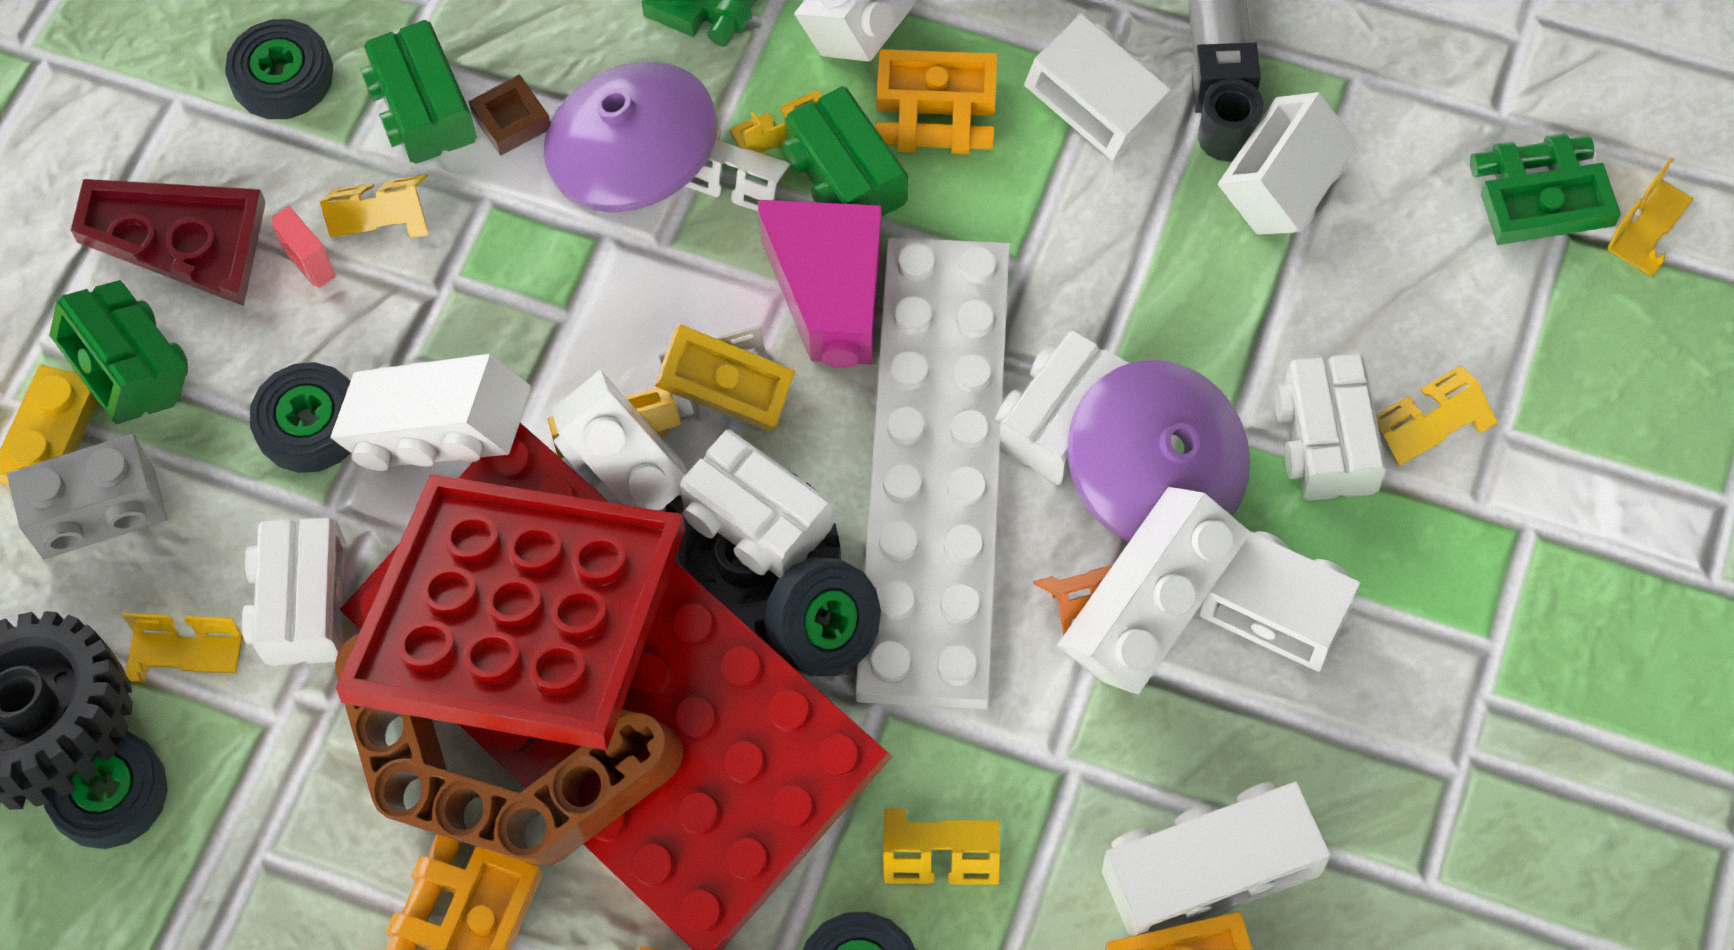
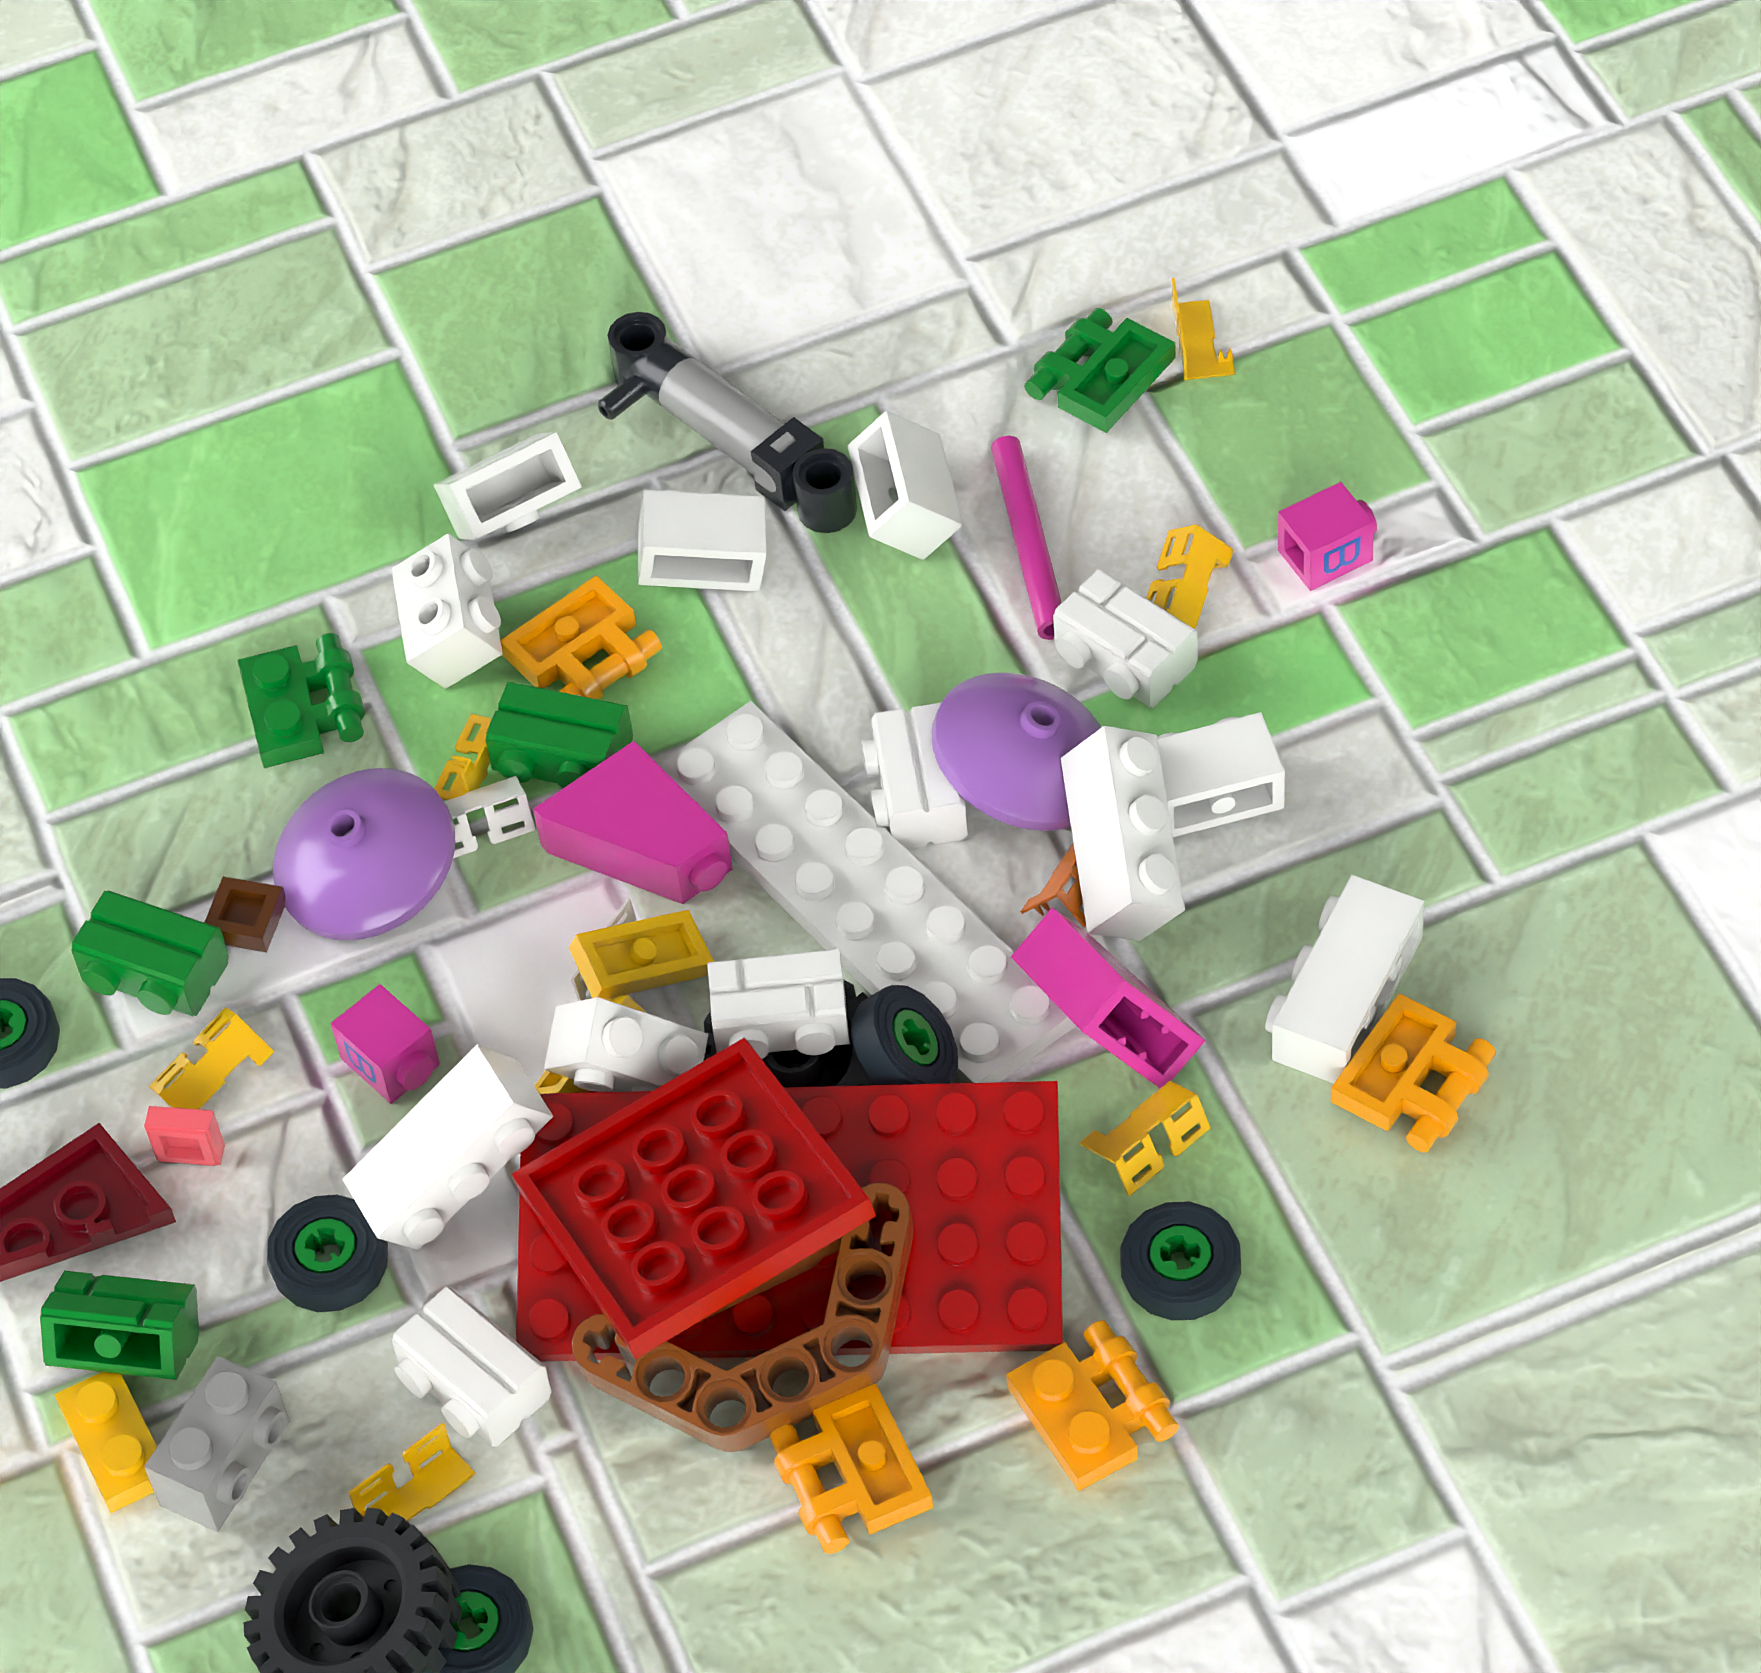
camera: 40 degrees left, 10 degrees down
(495, 294) = (386, 1044): none -> dark pink brick
(1007, 713) = (1106, 999): none -> dark pink slope
(1353, 275) = (1027, 532): none -> dark pink piece
(1581, 473) = (1326, 535): none -> dark pink brick

